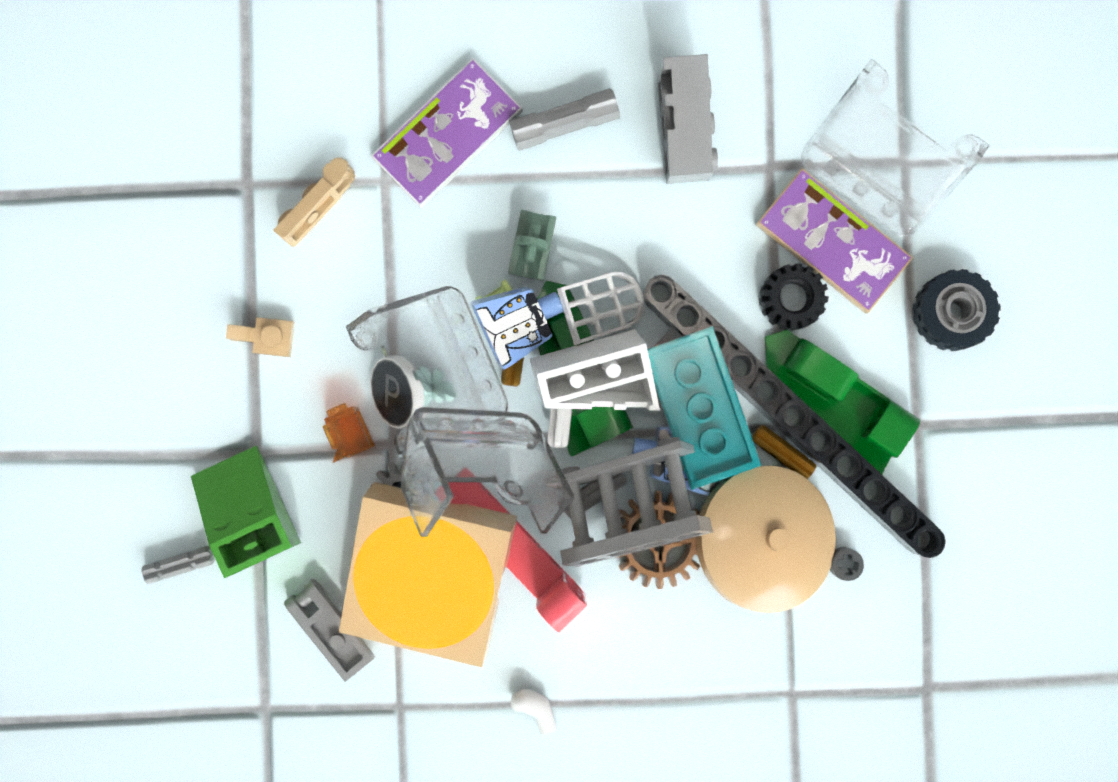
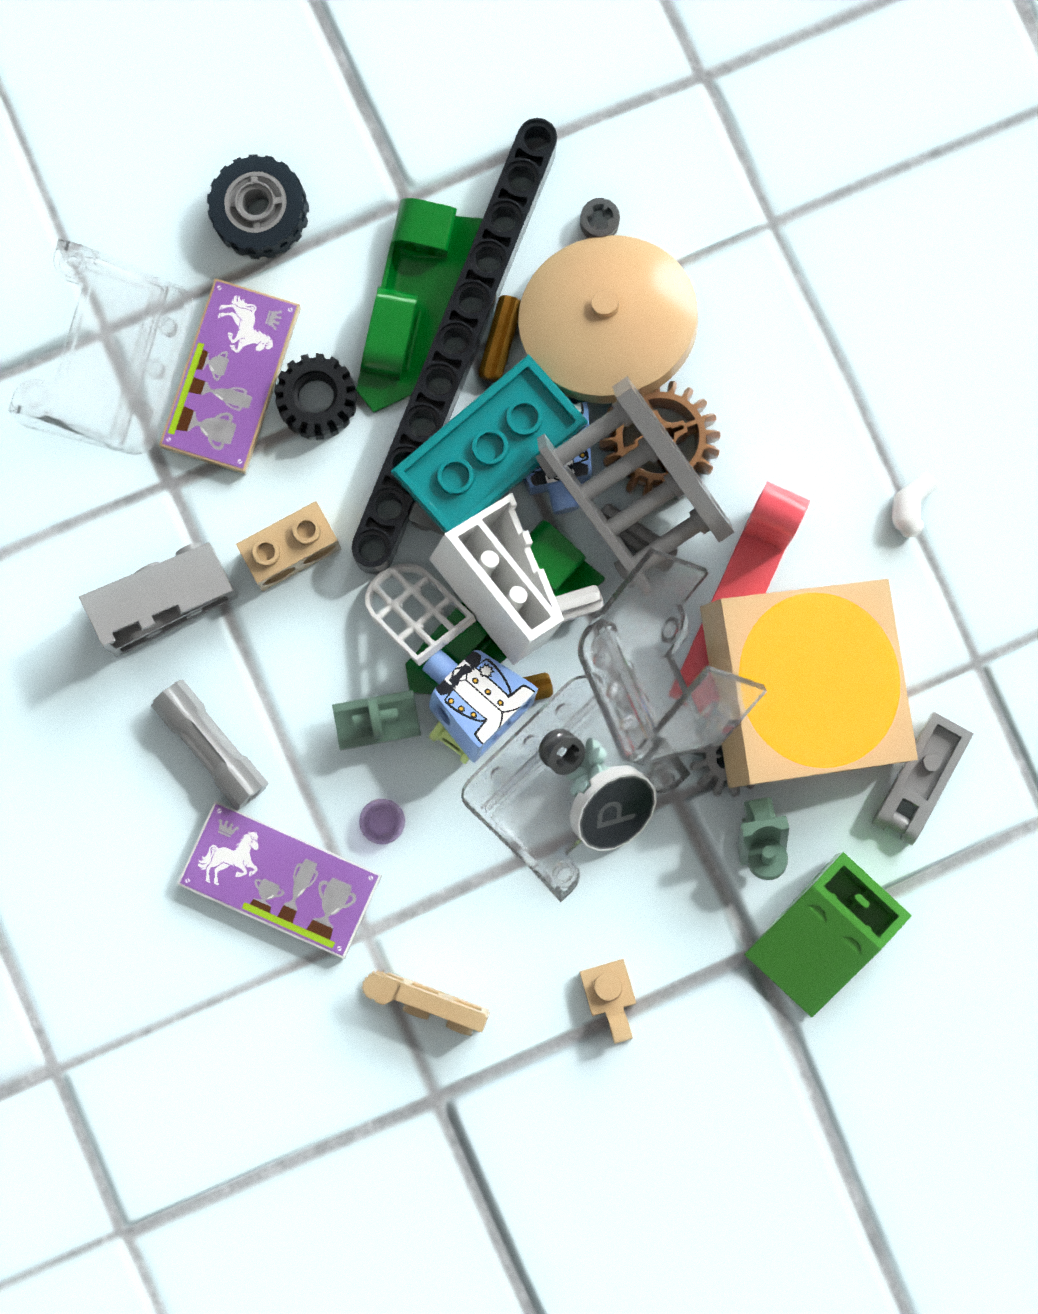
camera: 115 degrees left, 5 degrees down
(177, 565) = (922, 989): light grey axle -> none
(326, 492) = (763, 839): none -> sand green hips
(347, 431) = (684, 850): clear orange window -> none
(458, 222) = (382, 821): none -> clear purple plate
(459, 364) = (570, 760): none -> dark grey bush
(687, 231) = (288, 546): none -> tan brick

